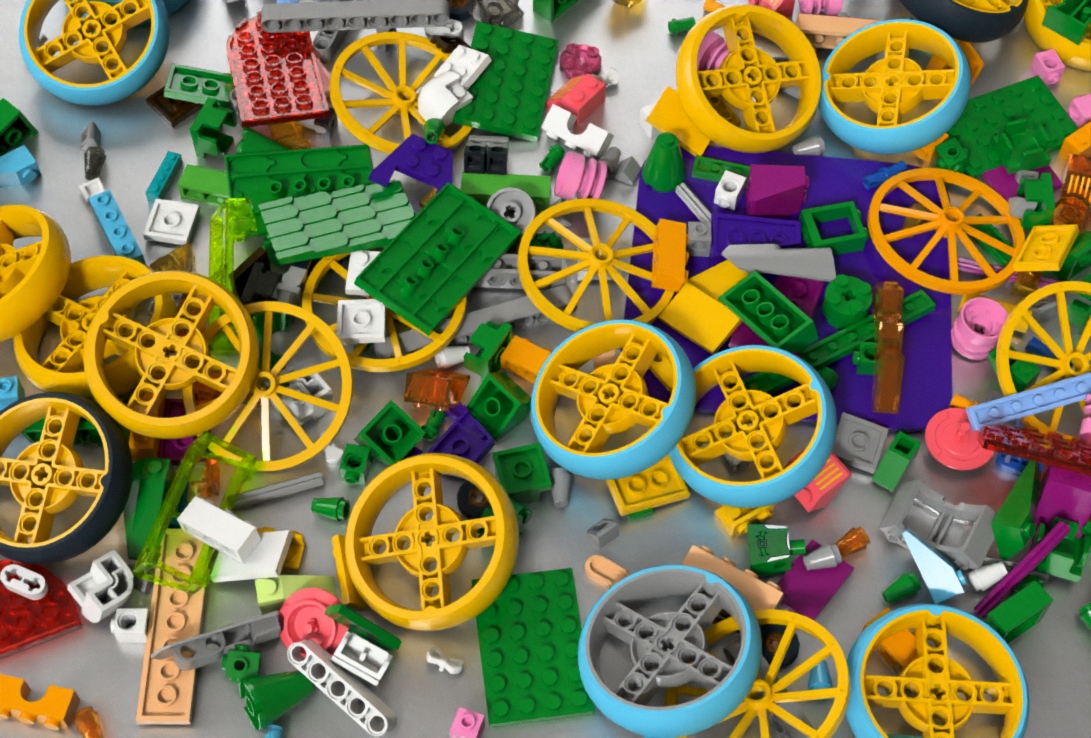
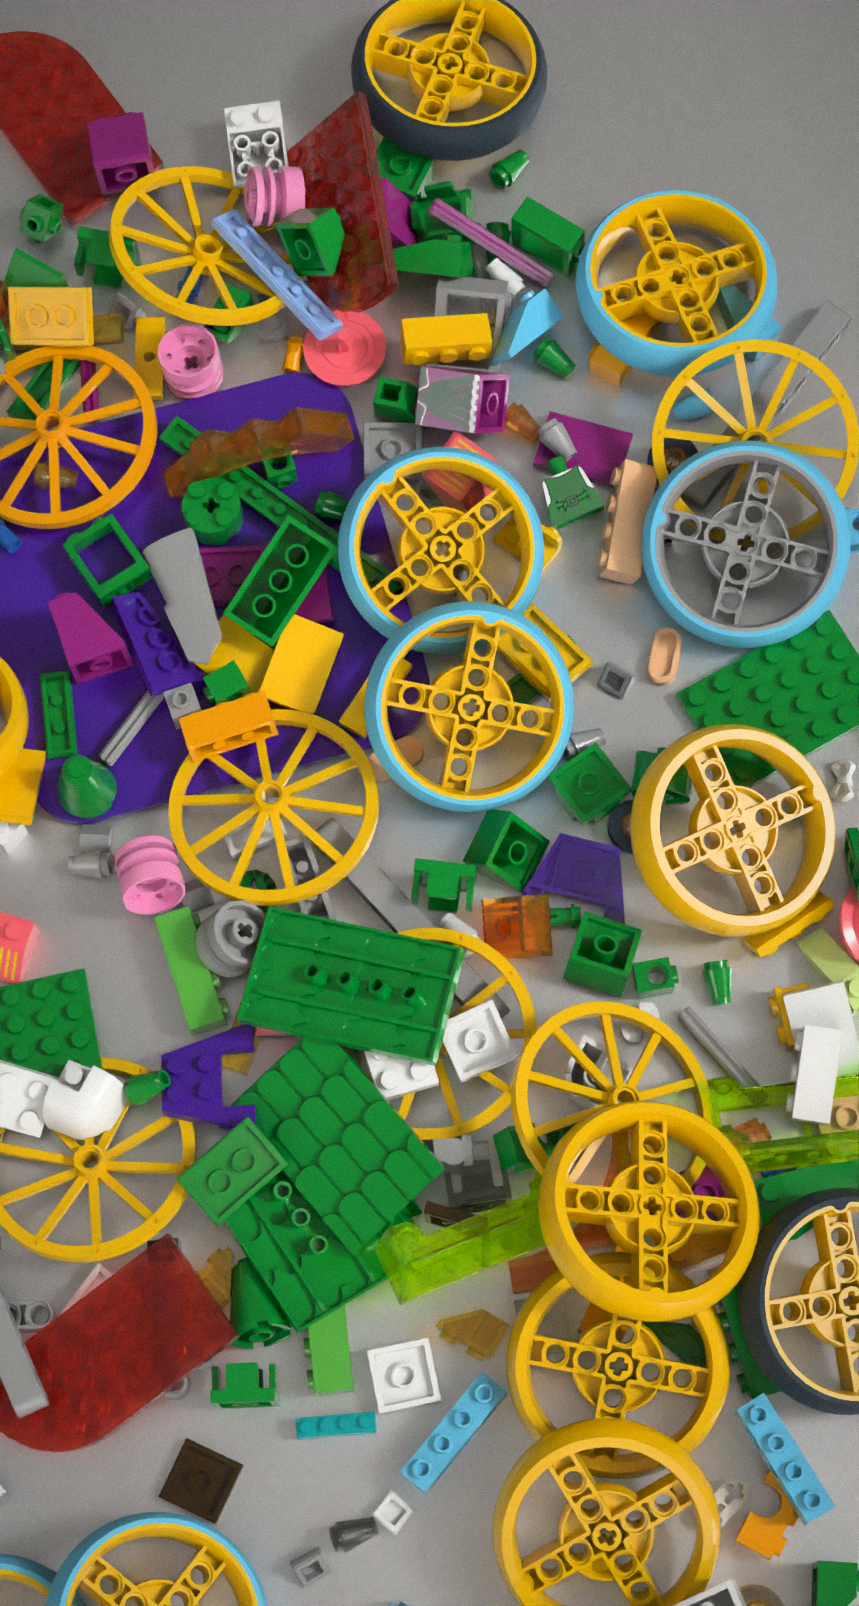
camera: 105 degrees left, 15 degrees up
(198, 84) = (172, 1451): green plate -> none
(349, 154) = (232, 1171): none -> green tile
(489, 149) = (147, 1010): black hips -> none
(524, 358) = (432, 834): light orange brick -> none
(555, 154) = (110, 937): green pin -> none
(561, 124) = (73, 894): white arch -> none
(702, 265) = (226, 684): none -> green brick
(730, 190) = (83, 688): white brick -> none
(878, 493) = (462, 399): none -> slope
(937, 498) = (445, 338): none -> yellow brick
(1058, 423) = (312, 240): none -> green slope

